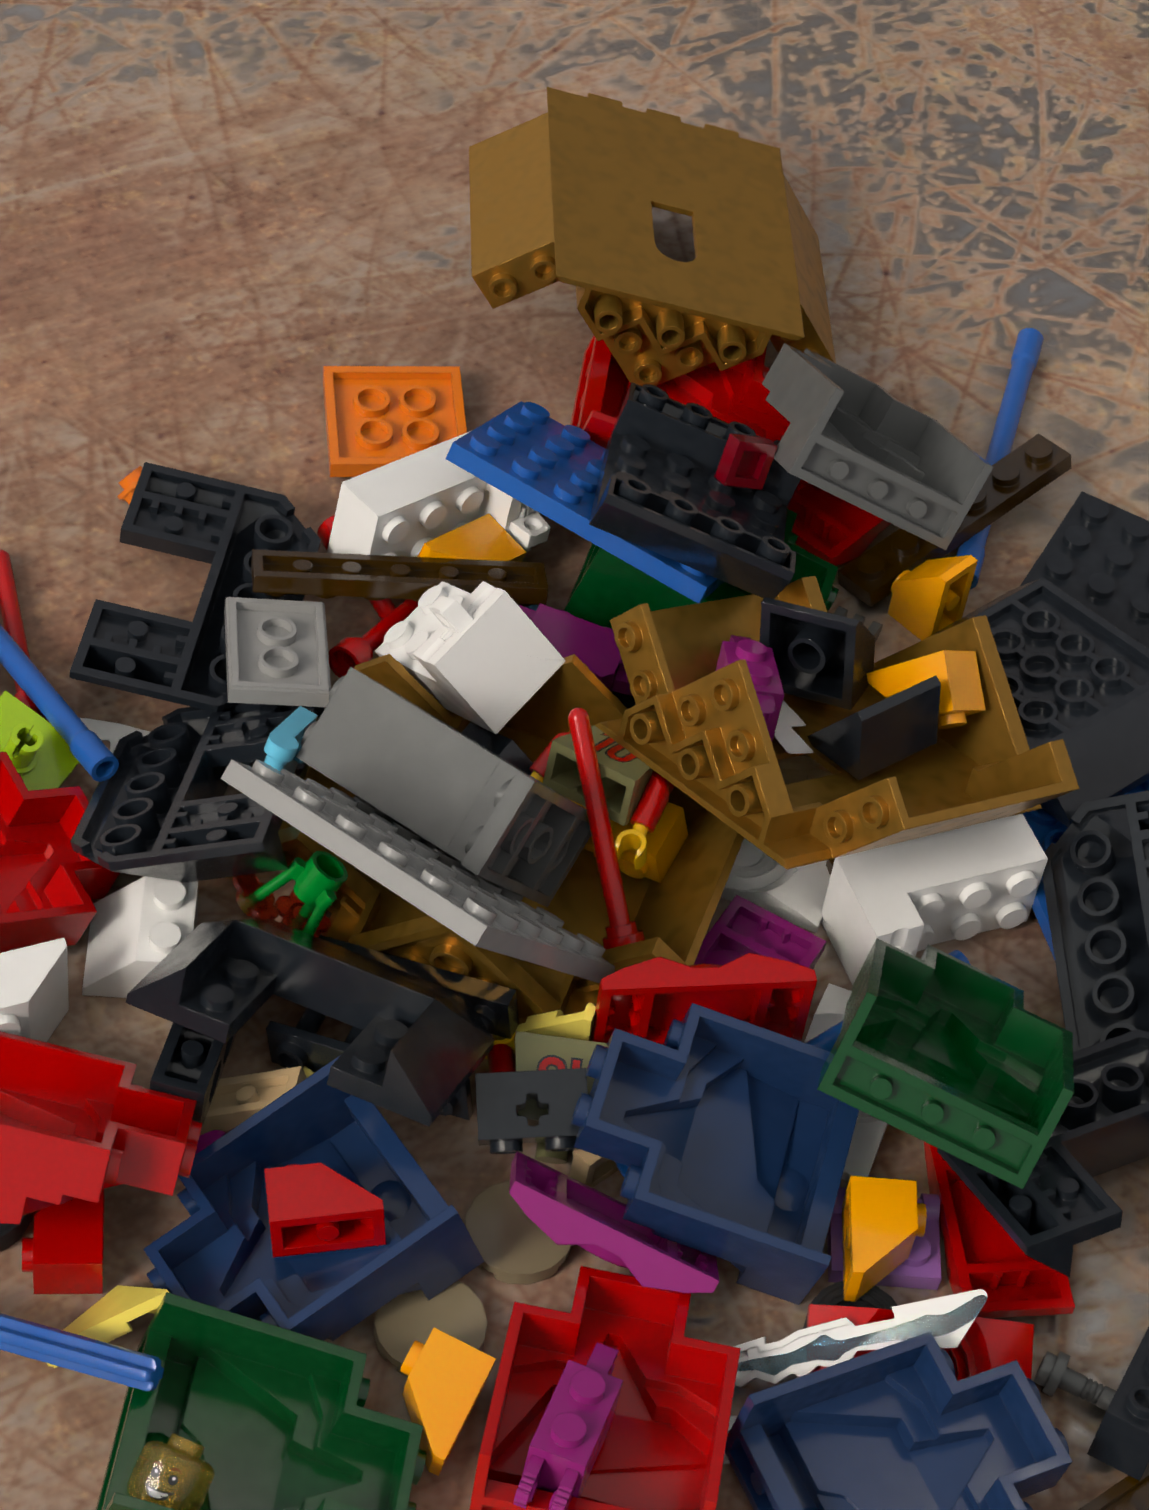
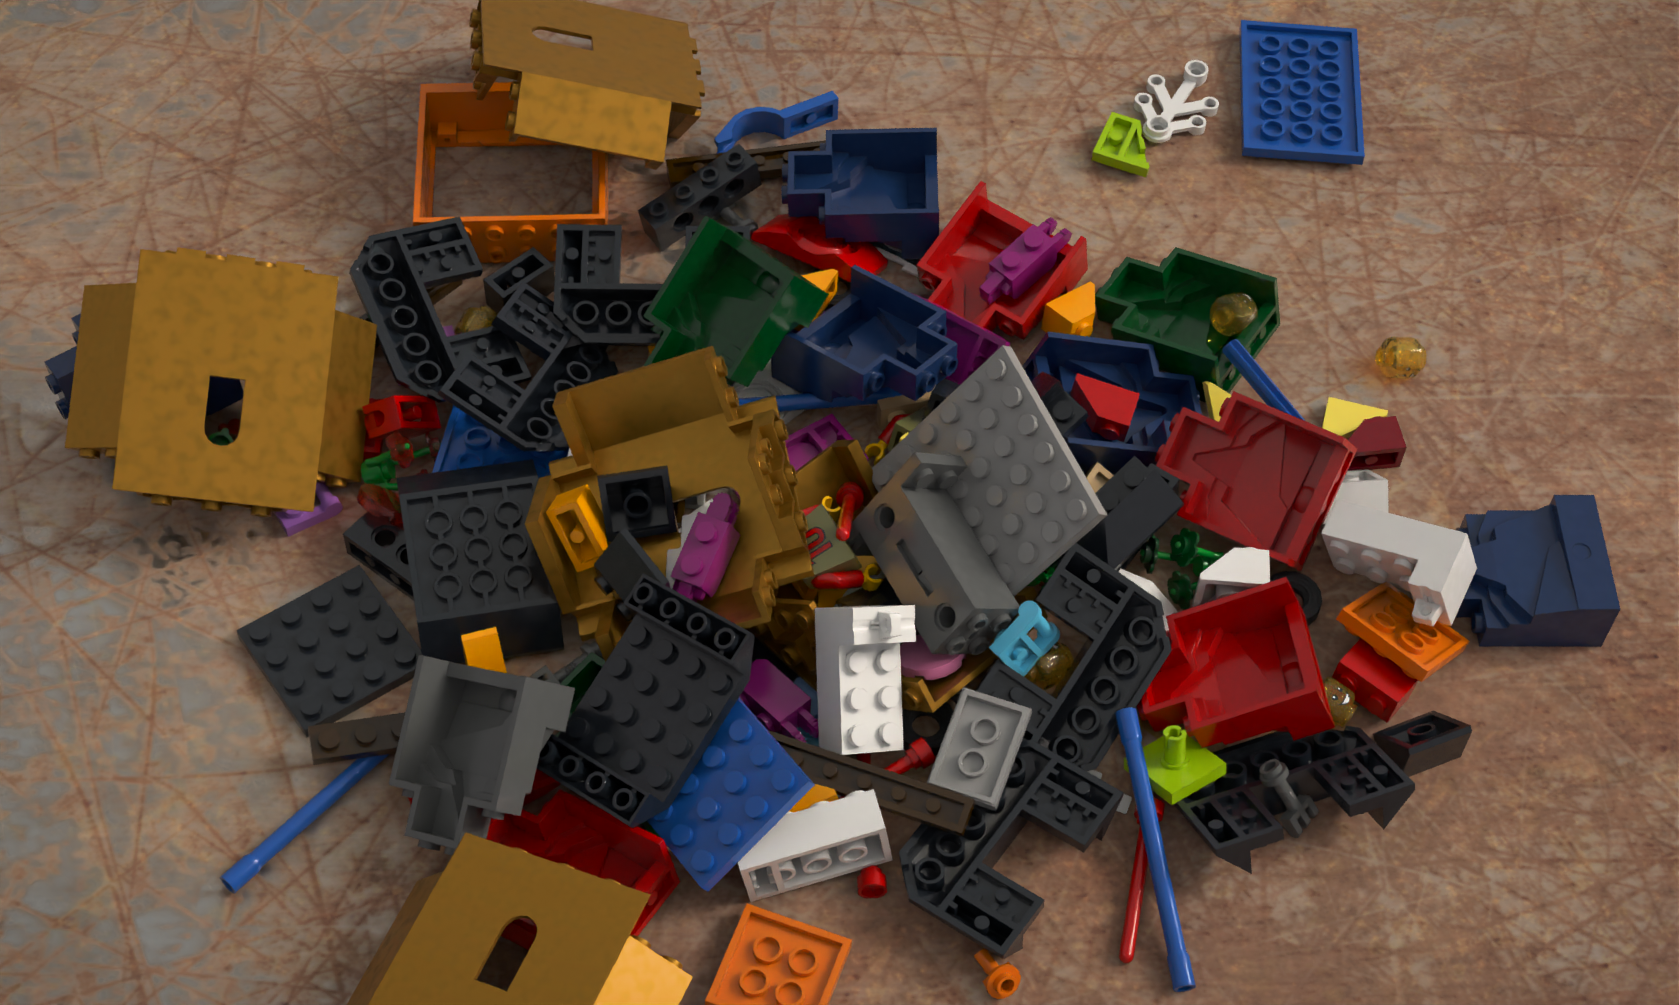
camera: 150 degrees left, 5 degrees up
(106, 1002) = (1184, 553): none -> dark green plant
(746, 461) = (587, 734): dark red plate -> none
(750, 988) = (822, 419): red slope -> none
(840, 1339) = (859, 257): sword -> none

